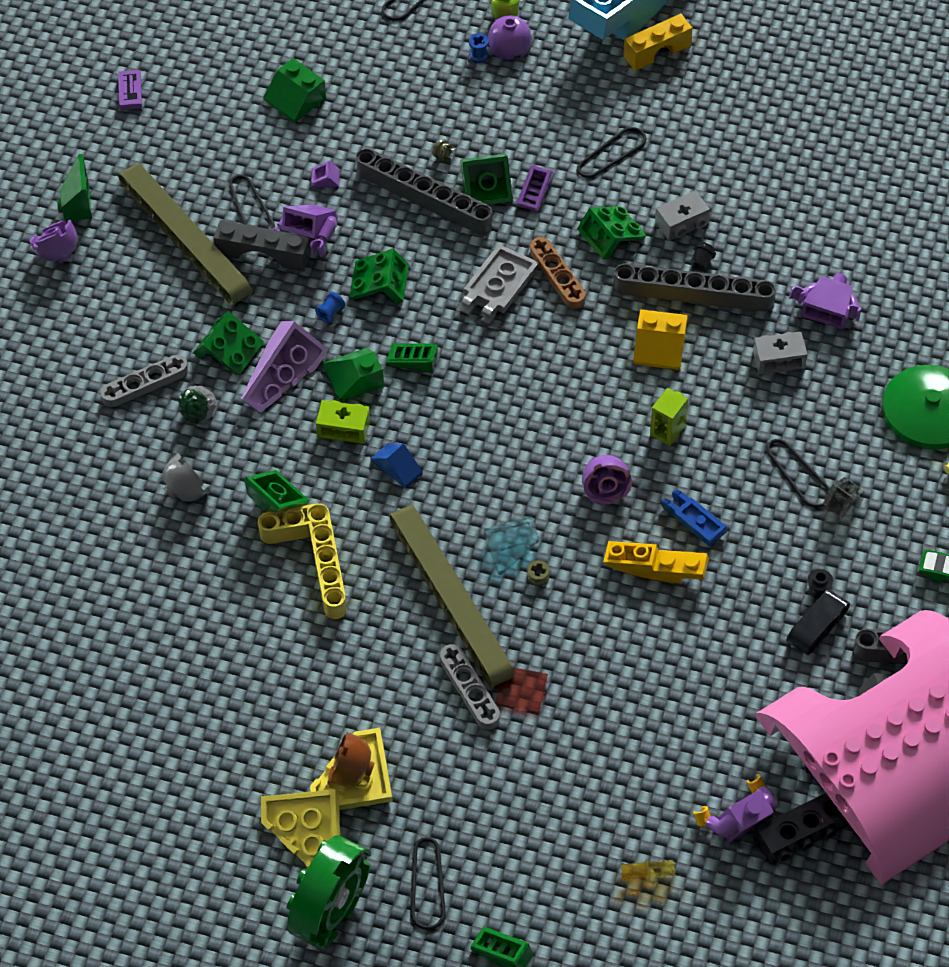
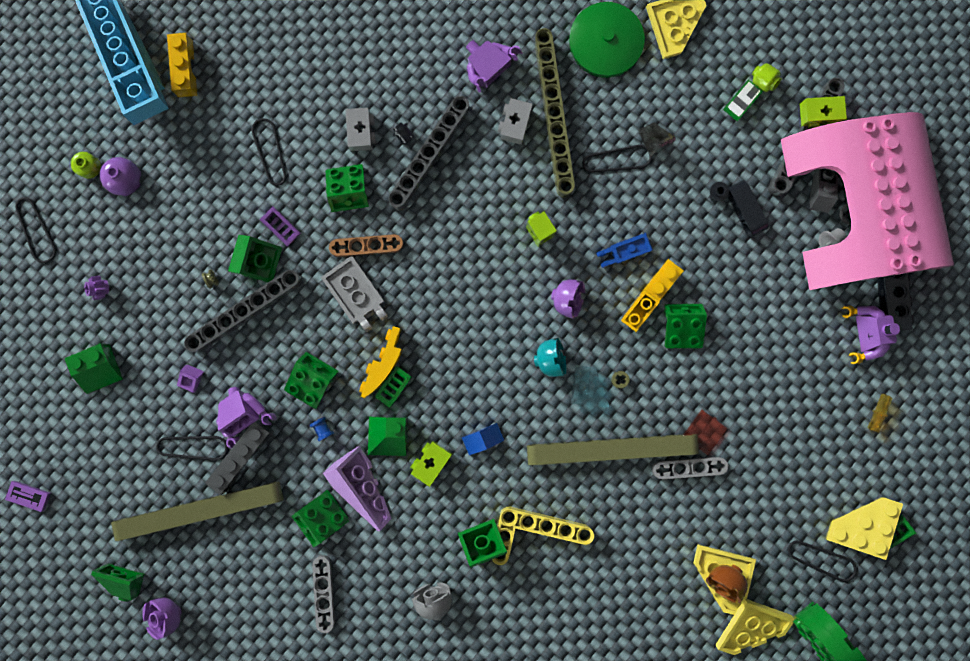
camera: 70 degrees left, 30 degrees up
(197, 404) = (367, 566): dark green piece -> none
(381, 60) = (96, 287): none -> medium lavender gear
(446, 336) = (380, 371): none -> yellow slope
(477, 48) = (114, 205): blue bush -> none
(495, 909) = (867, 527): none -> light yellow plate
(527, 486) = (550, 358): none -> teal cylinder
(637, 611) = (685, 325): none -> green bracket
(660, 339) = (465, 201): yellow slope -> none
(799, 392) = (550, 104): none -> olive beam

